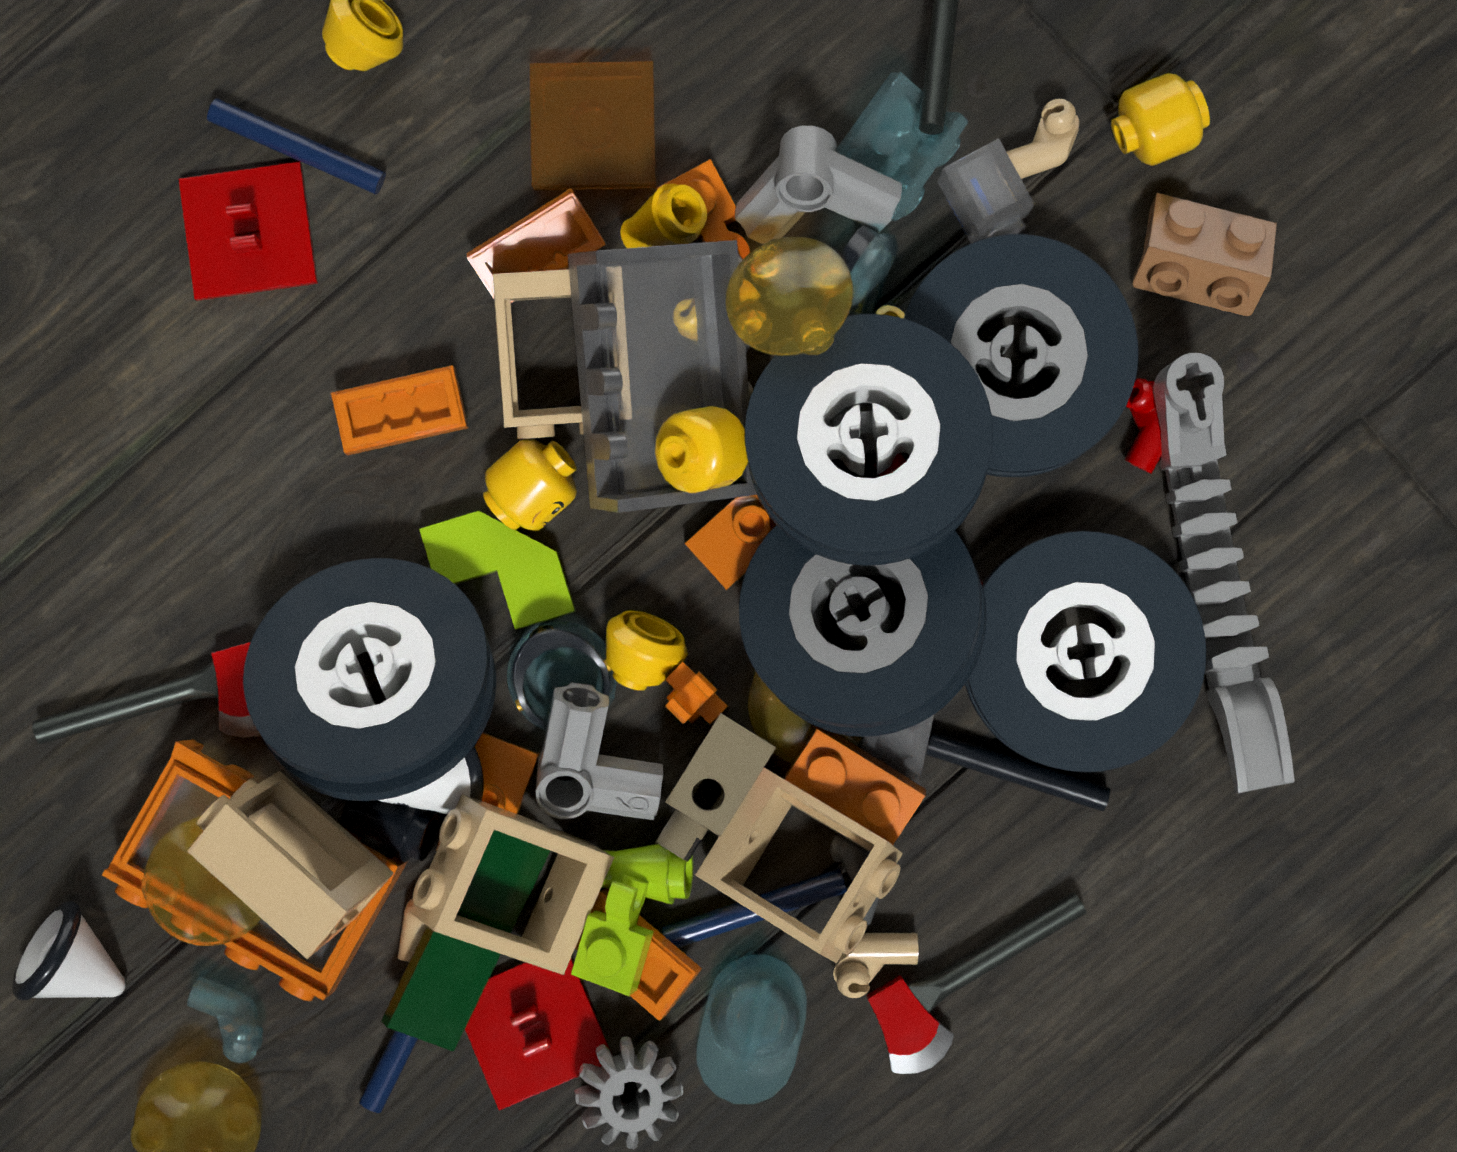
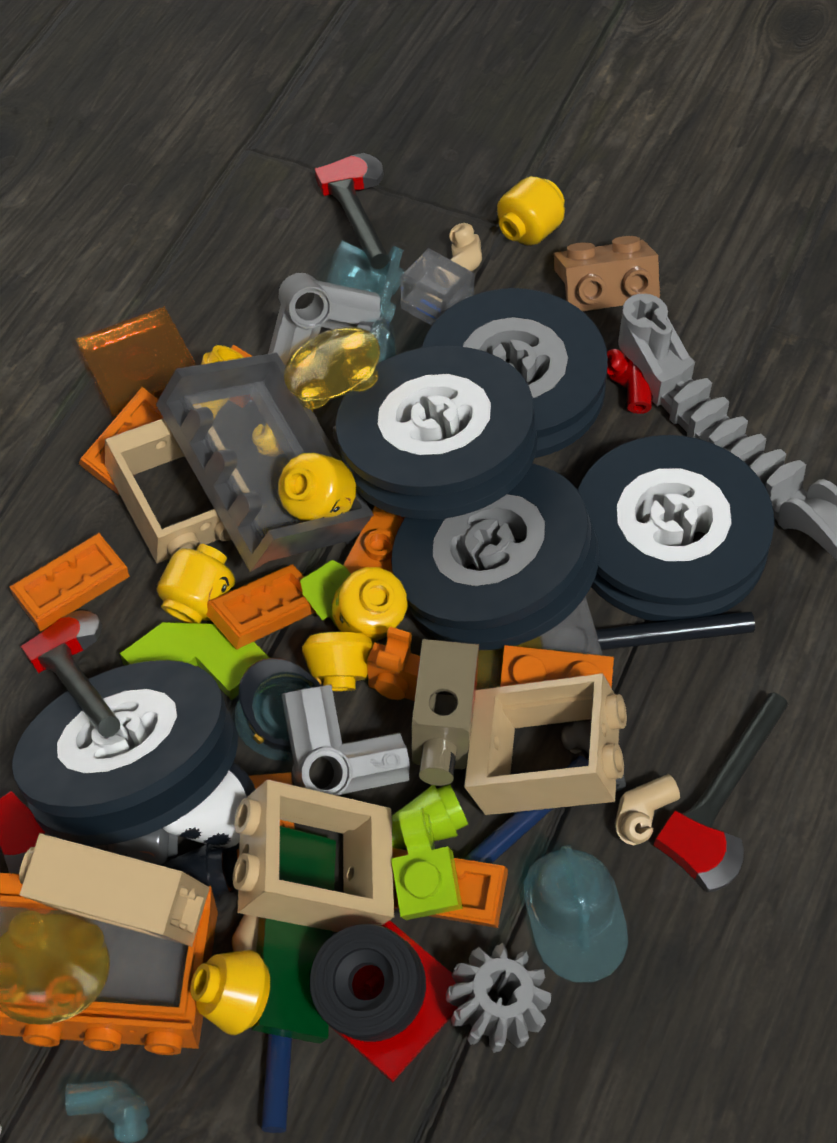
camera: 25 degrees left, 30 degrees down
(349, 488) = (54, 652): none -> piece
(376, 981) = (232, 990): none -> yellow cone
(477, 1055) = (333, 978): none -> black tyre
(592, 544) = (260, 607): none -> orange plate
(674, 559) = (320, 591): none -> lime piece
(699, 610) = (369, 603): none -> yellow head

